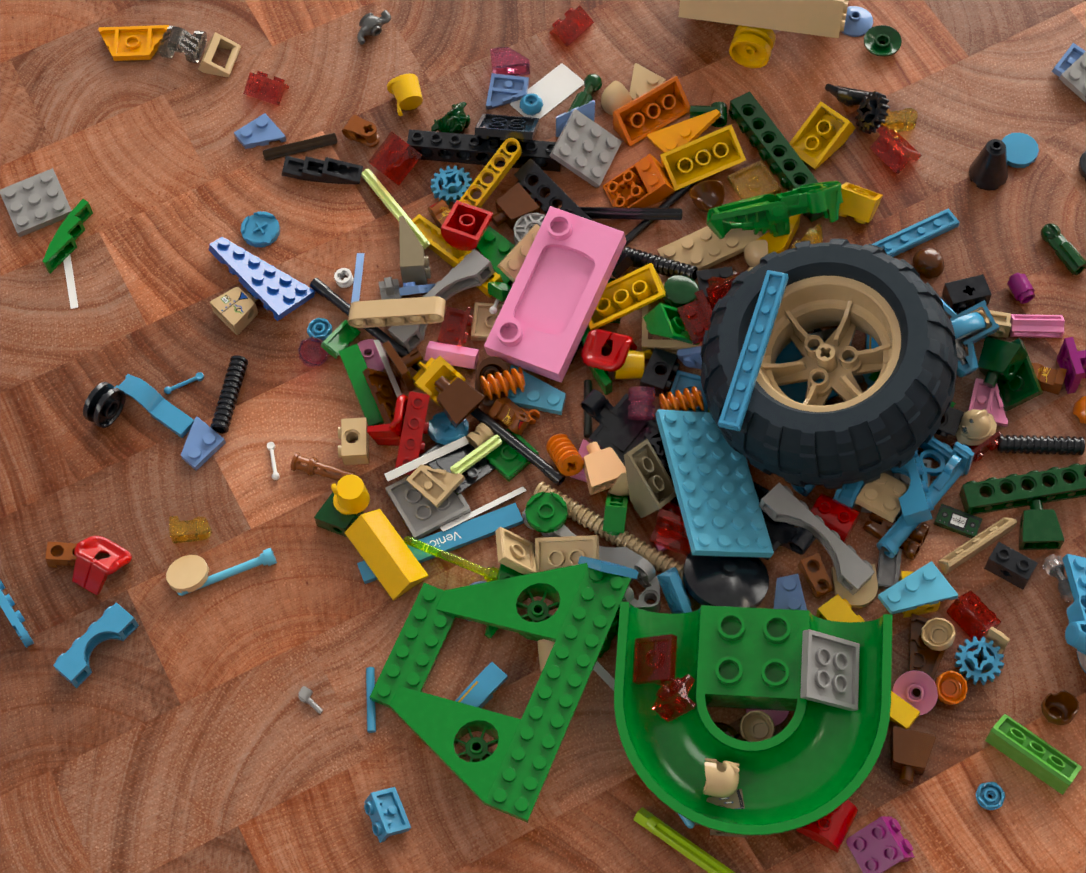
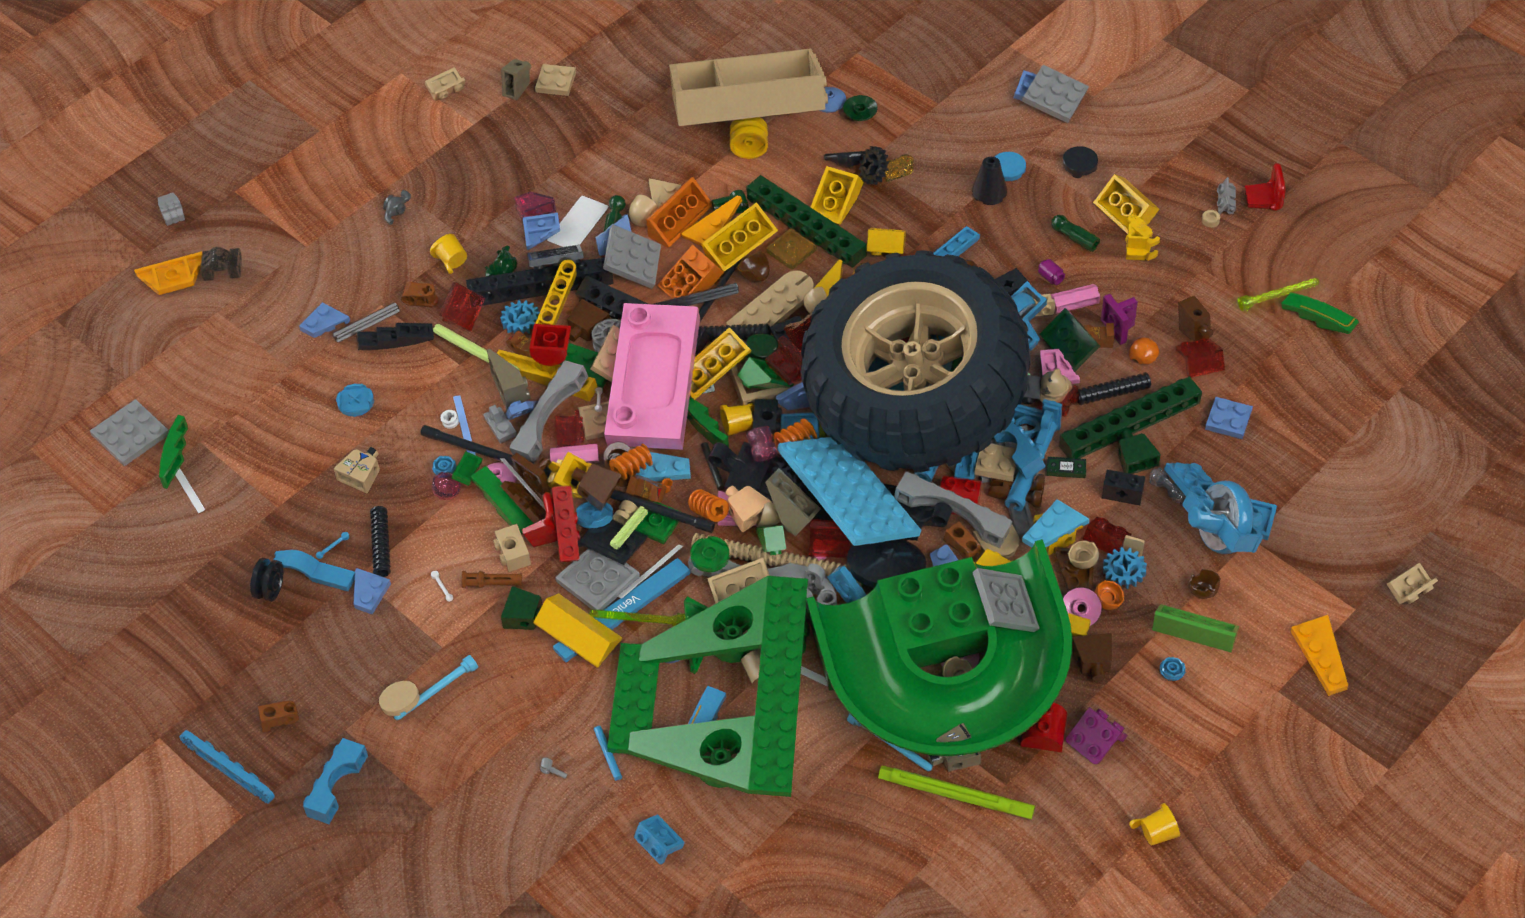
camera: 20 degrees left, 10 degrees down
(92, 572) = (309, 722): red piece -> none
(189, 530) = (386, 662): clear yellow leg -> none
(219, 41) = (250, 274): tan tile -> none
(264, 88) = (314, 281): clear red bracket -> none
(264, 282) = (374, 438): wing -> none
(350, 495) = (529, 587): yellow hat -> none
(397, 312) = (513, 429): tan beam -> none
(426, 458) = (585, 541): white sticker -> none
(434, 483) = (600, 559): tan wing -> none
(499, 290) = (598, 391): green slope -> none
(515, 552) = (693, 592): tan tile -> none
(531, 104) = (567, 234): dark azure plate -> none
(572, 25) = (580, 162): clear red bracket -> none
(593, 346) = (721, 403): red piece -> none
(608, 567) = (785, 574): dark azure tile -> none
(655, 660) = (853, 638): clear red bracket -> none
(673, 699) = (881, 664): clear red bracket -> none
(721, 778) = (943, 716): tan helmet -> none
(753, 350) = (852, 359): dark azure tile -> none
(773, 212) = (821, 262): green piece -> none
(894, 149) = (902, 191): clear red bracket -> none
(976, 544) = (1090, 478): tan slope -> none
(1000, 360) = (1056, 329): dark green torso -> none

